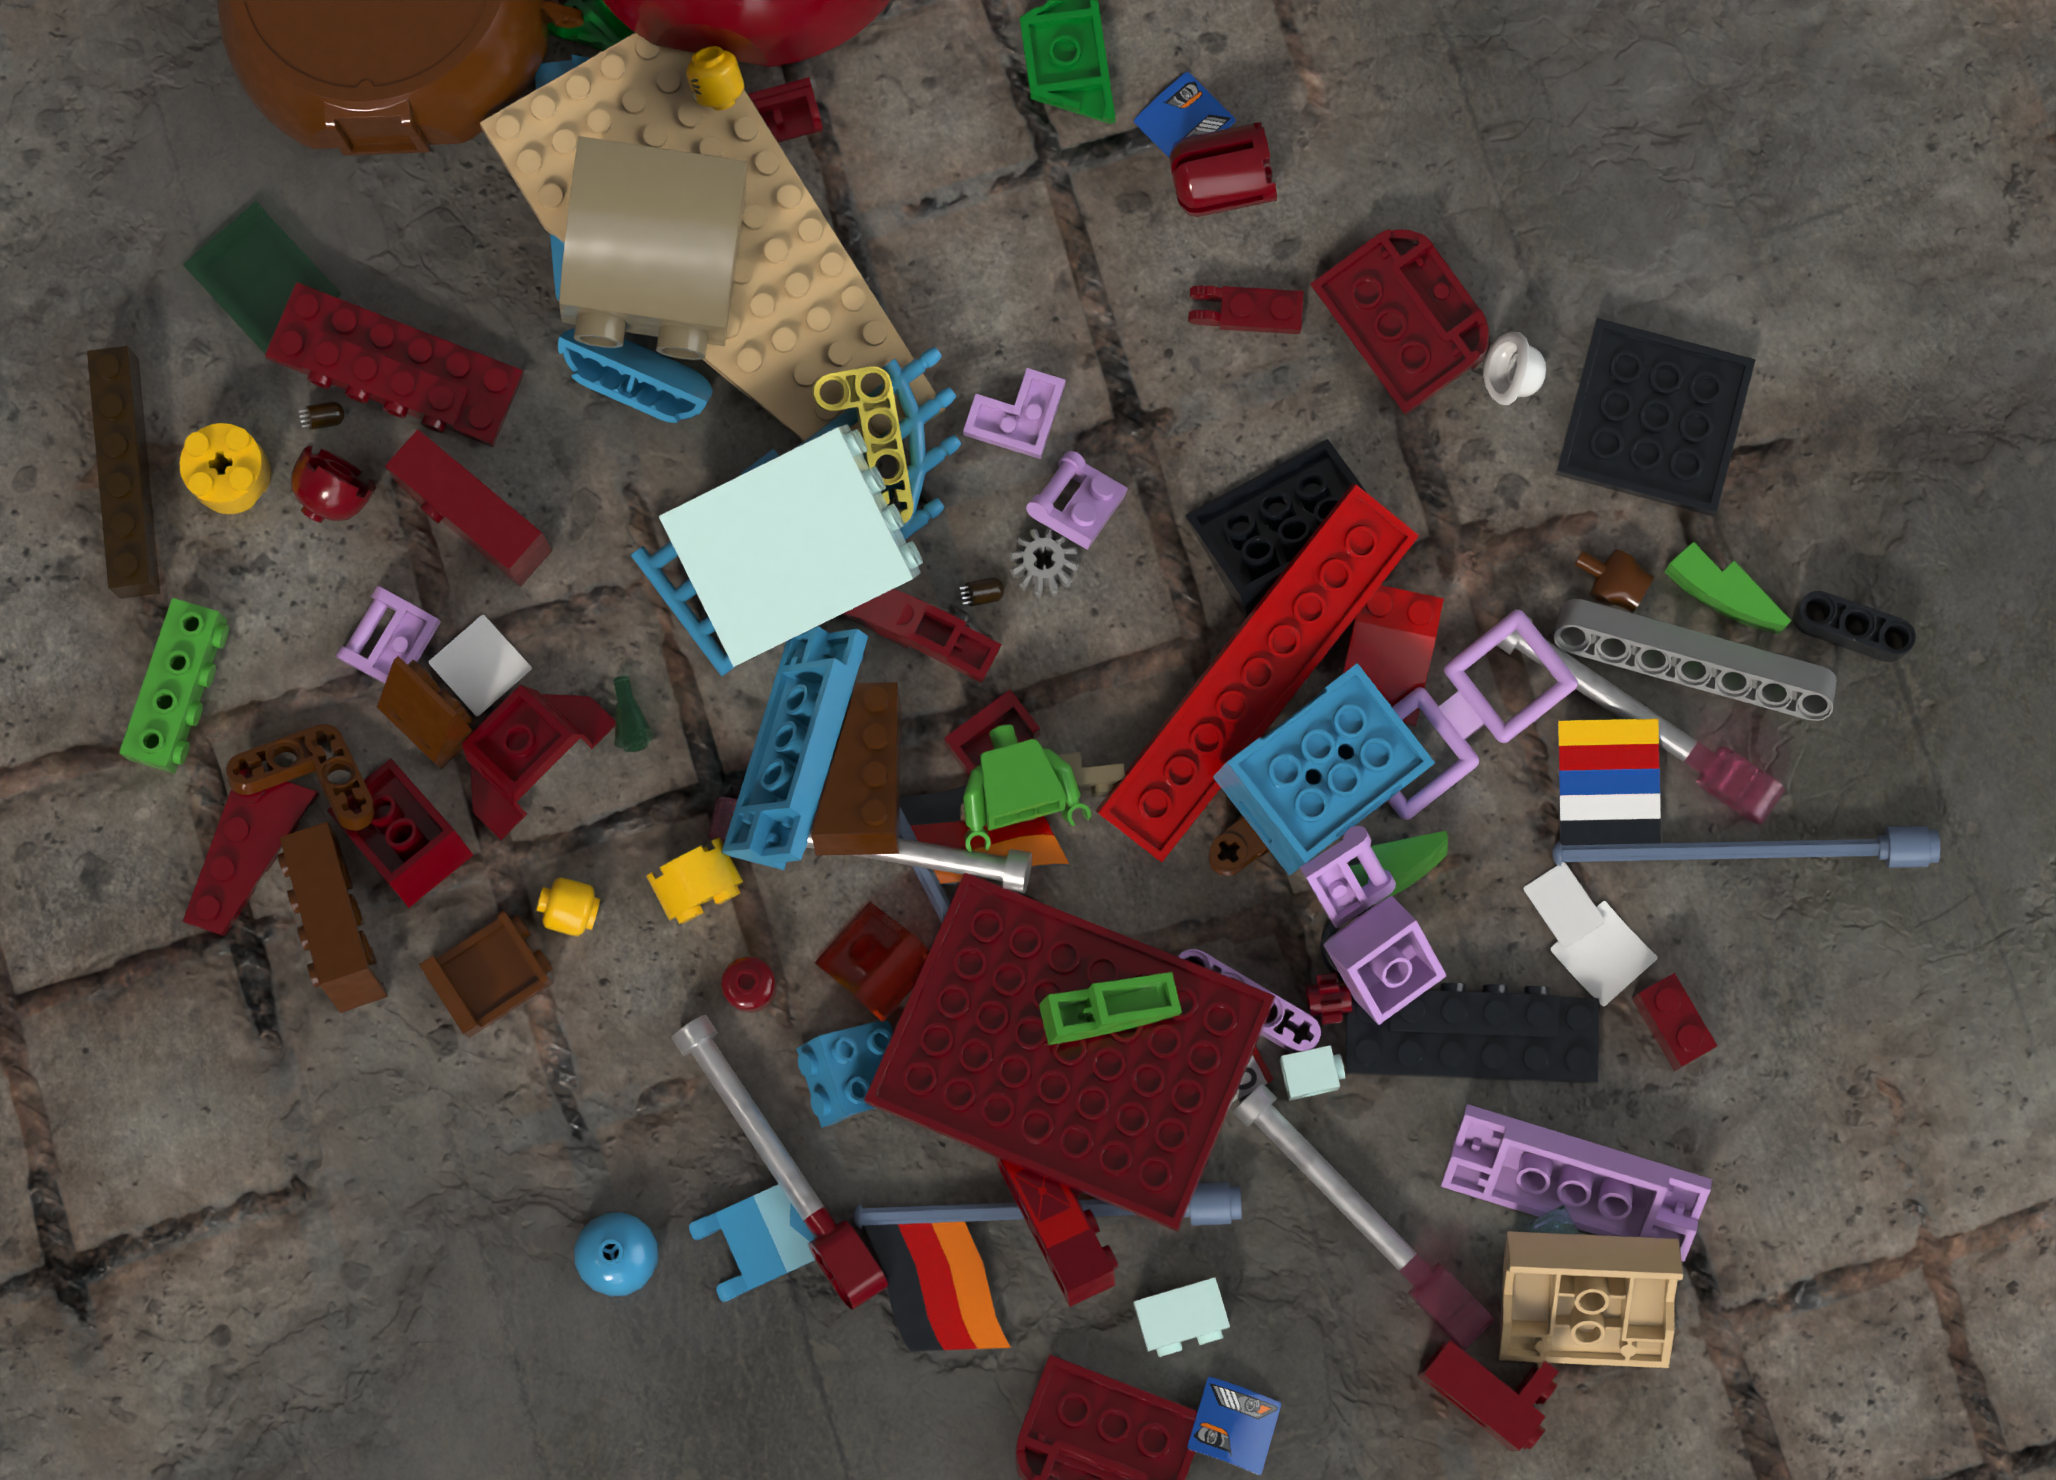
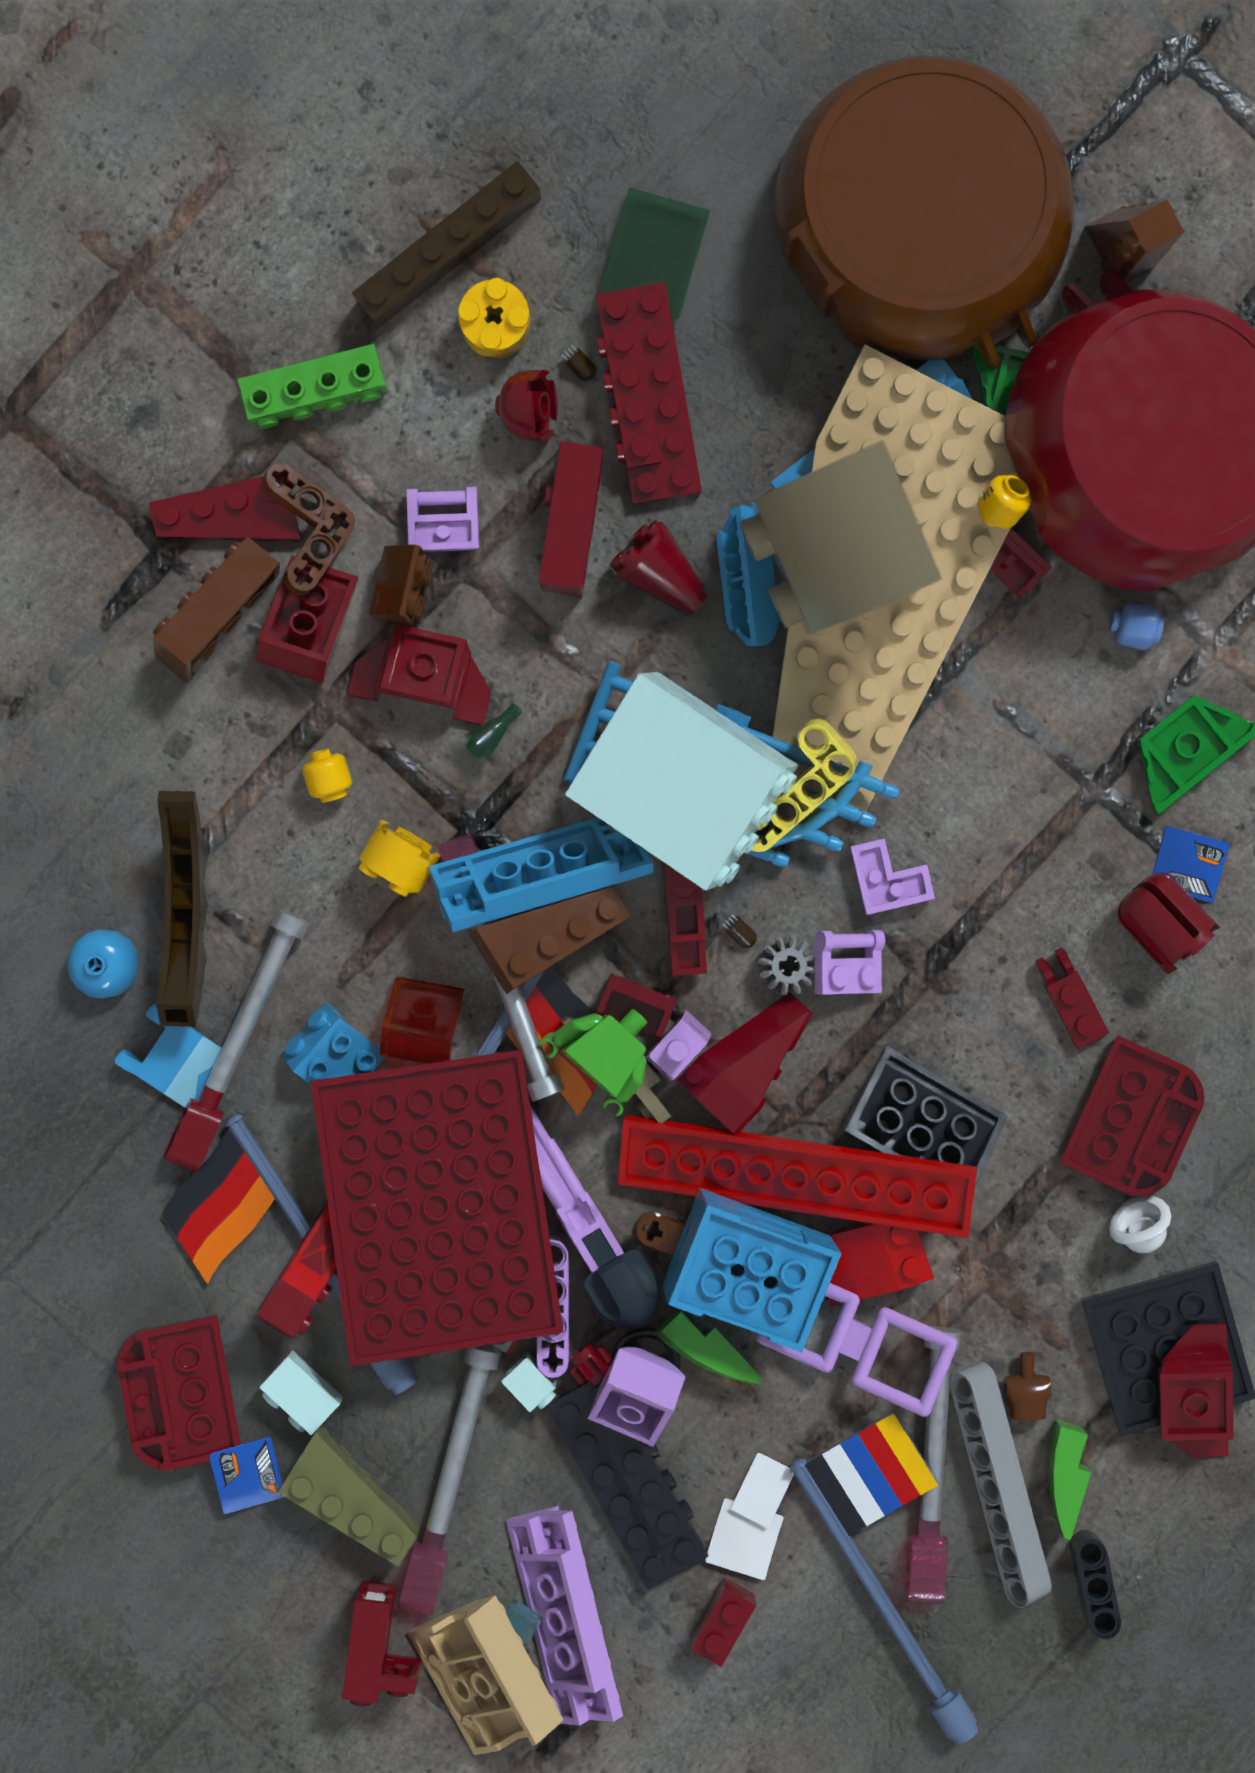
camera: 55 degrees right, 10 degrees up
(480, 665) = (465, 598): white sticker -> none
(488, 974) = (244, 747): reddish brown panel -> none
(572, 453) = (660, 569): none -> dark red cone
(606, 1125) = (184, 909): none -> dark brown arch
(748, 984) = (348, 941): dark red head -> none
(918, 33) = (1137, 625): none -> medium blue head
(1059, 718) = (677, 1047): none -> lavender torso
(1109, 1007) = (481, 1220): bright green slope -> none
(1117, 669) = (740, 1067): none -> dark red wedge
(1262, 915) = (620, 1283): none -> piece
(1309, 1334) = (349, 1498): none -> olive wedge
(1336, 884) = (670, 1330): lavender plate -> none
(1717, 411) = (1198, 1392): none -> dark red piece

